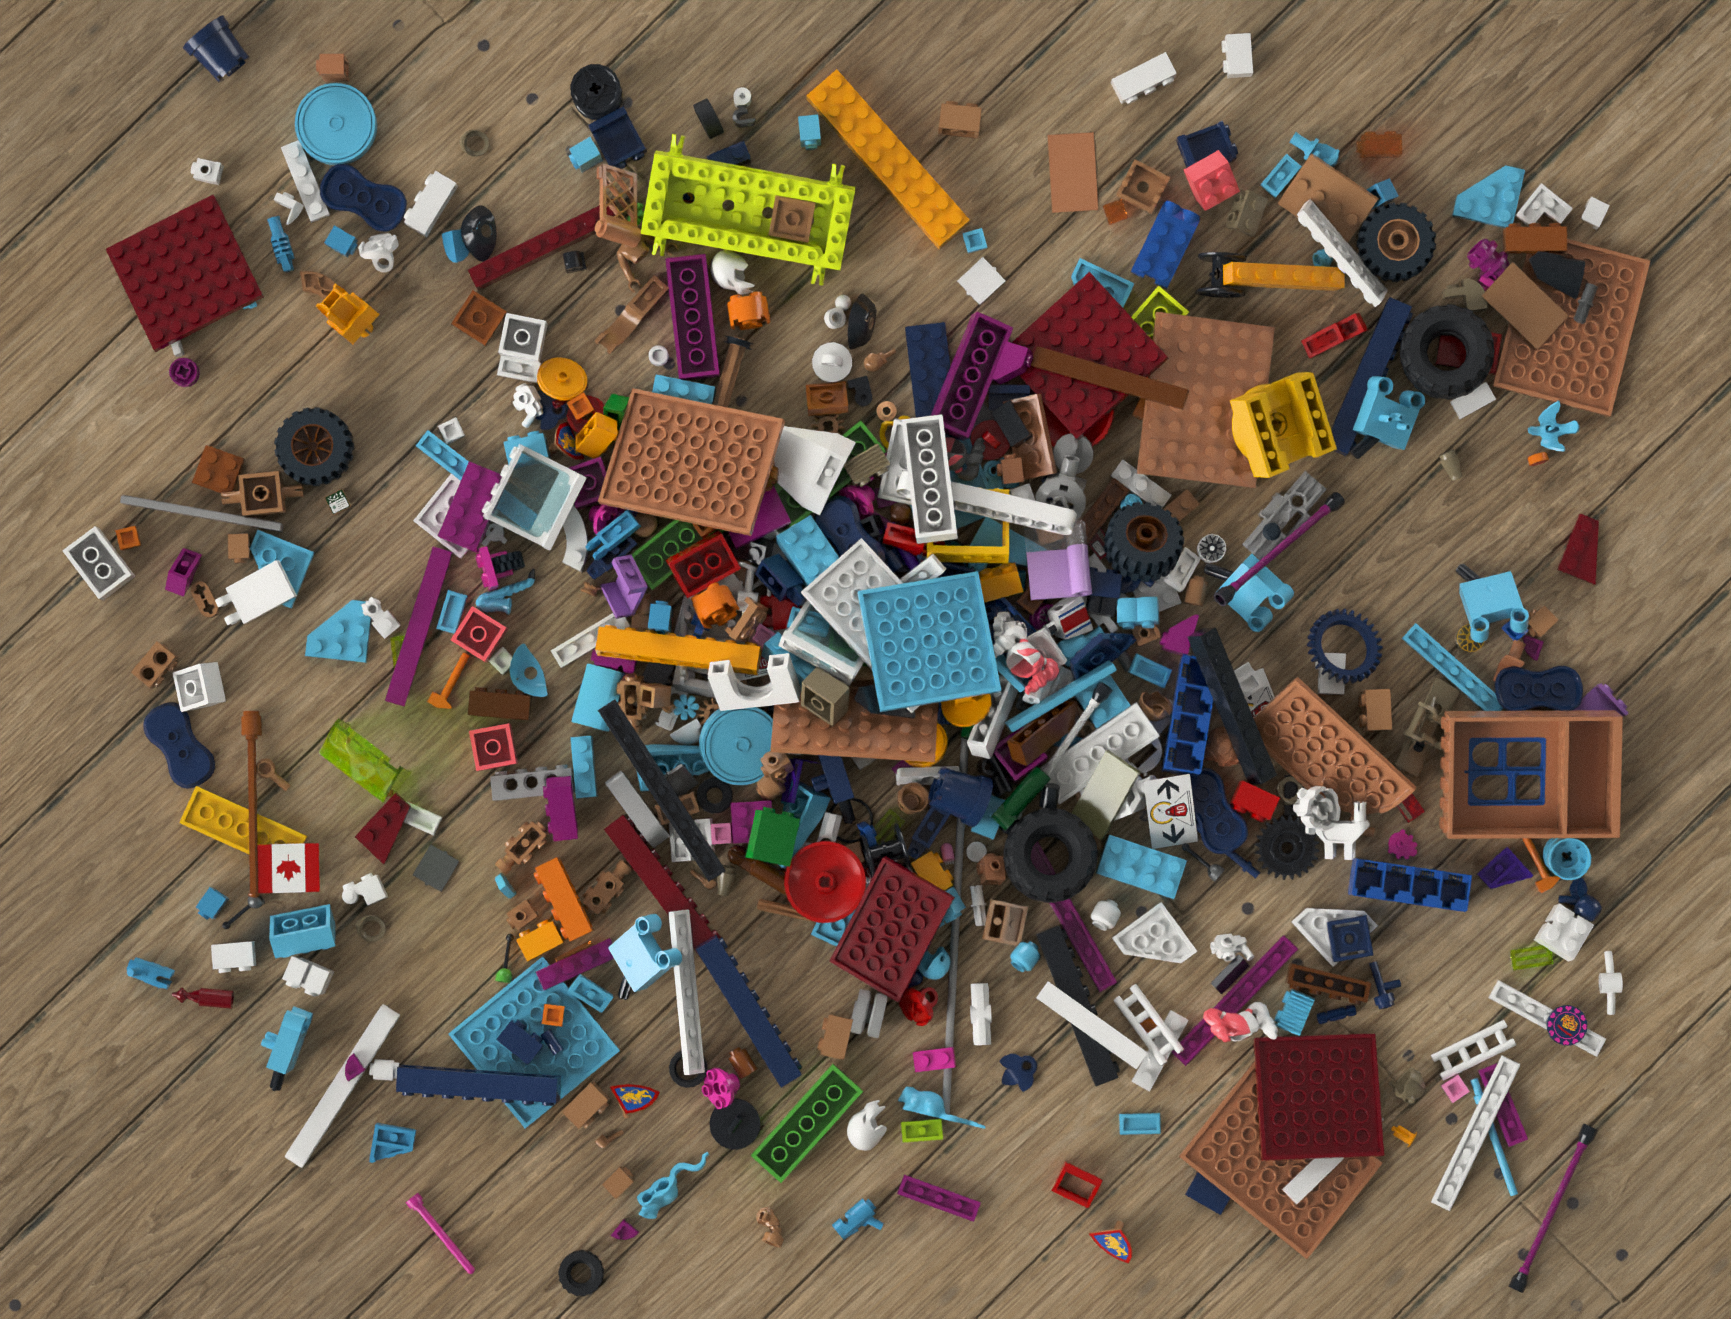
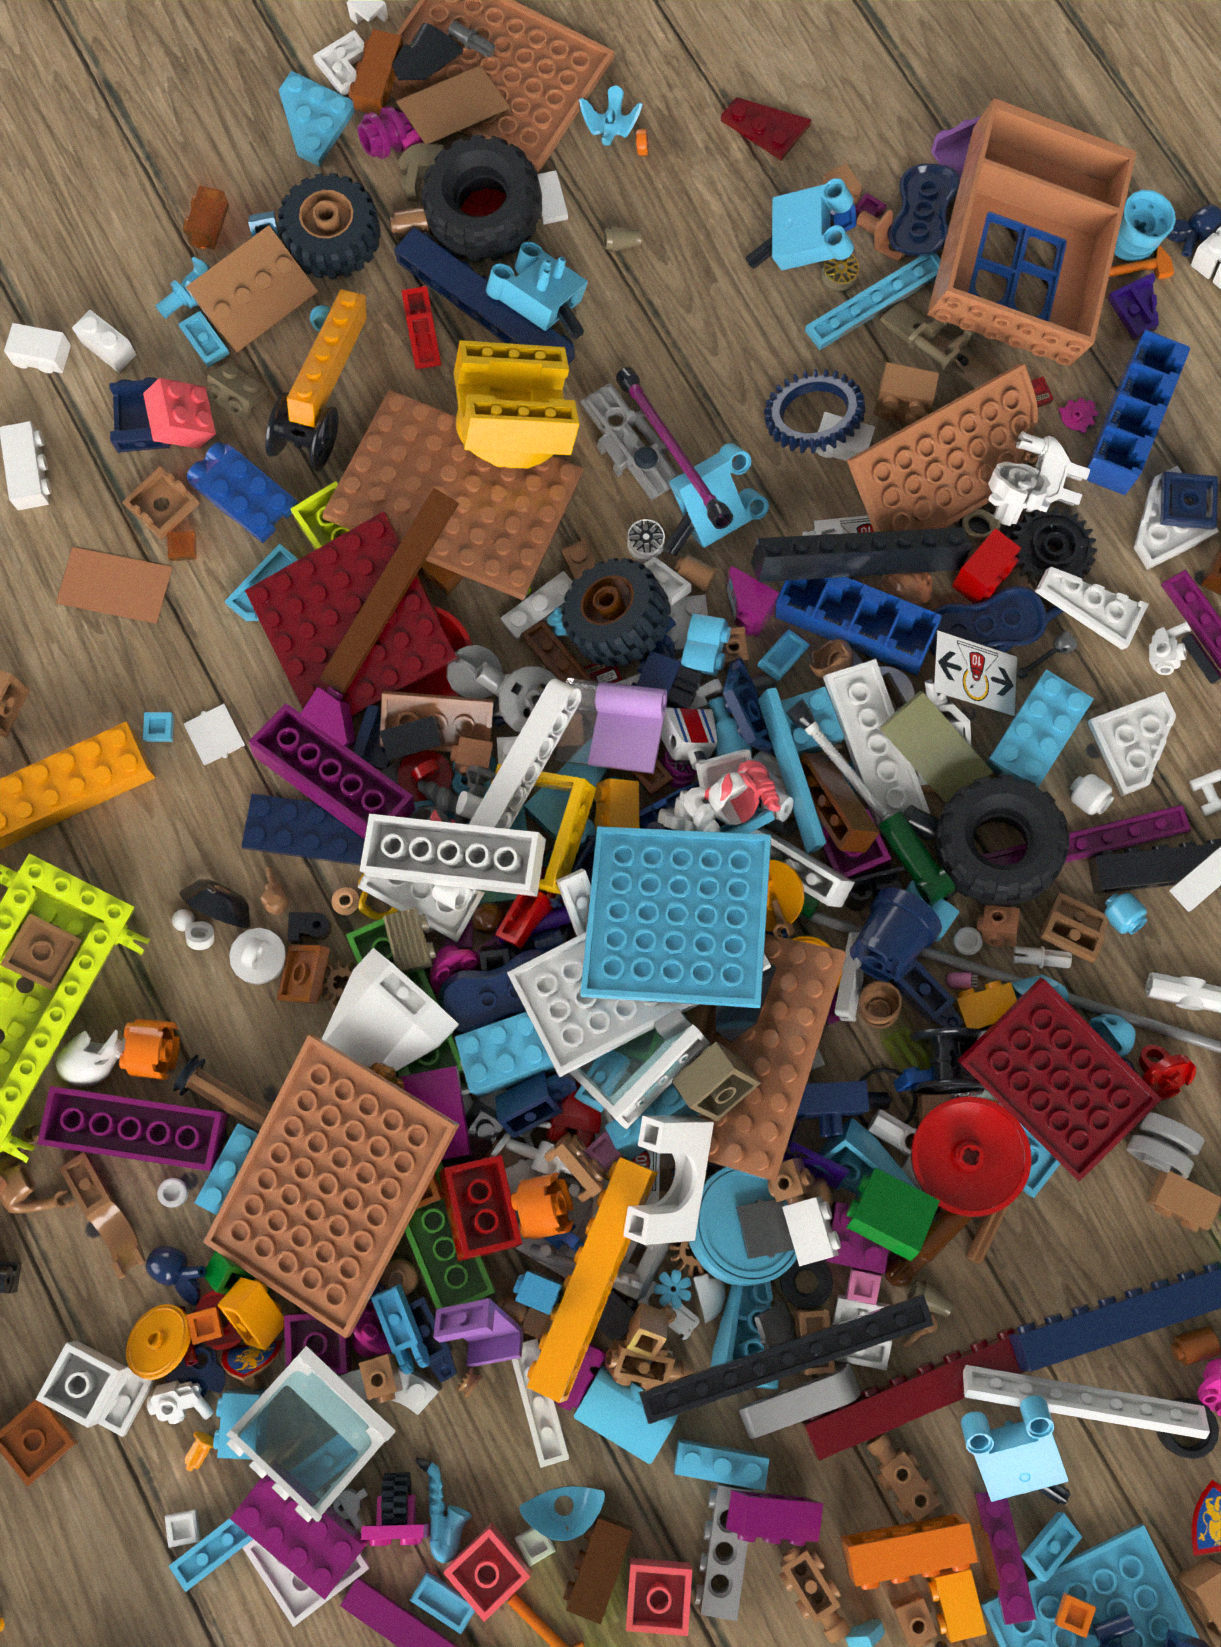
camera: 75 degrees left, 10 degrees down
(501, 426) = (198, 1450): none -> light orange piece
(579, 531) = (381, 1378): none -> medium nougat brick
(610, 370) = (169, 1267): none -> dark blue piece
(740, 756) = (764, 1228): none -> dark grey piece
(747, 787) = (811, 1230): none -> white brick
(855, 657) = (672, 1024): none -> light grey tile
(946, 719) = (781, 921): none -> medium nougat hand
(976, 479) = (469, 801): none -> leg
(1247, 890) = (1102, 611): none -> white wing
(1257, 103) = (104, 341): none -> white brick
(1342, 252) = (313, 288): white plate -> none
(1418, 299) = (407, 219): none -> medium nougat brick

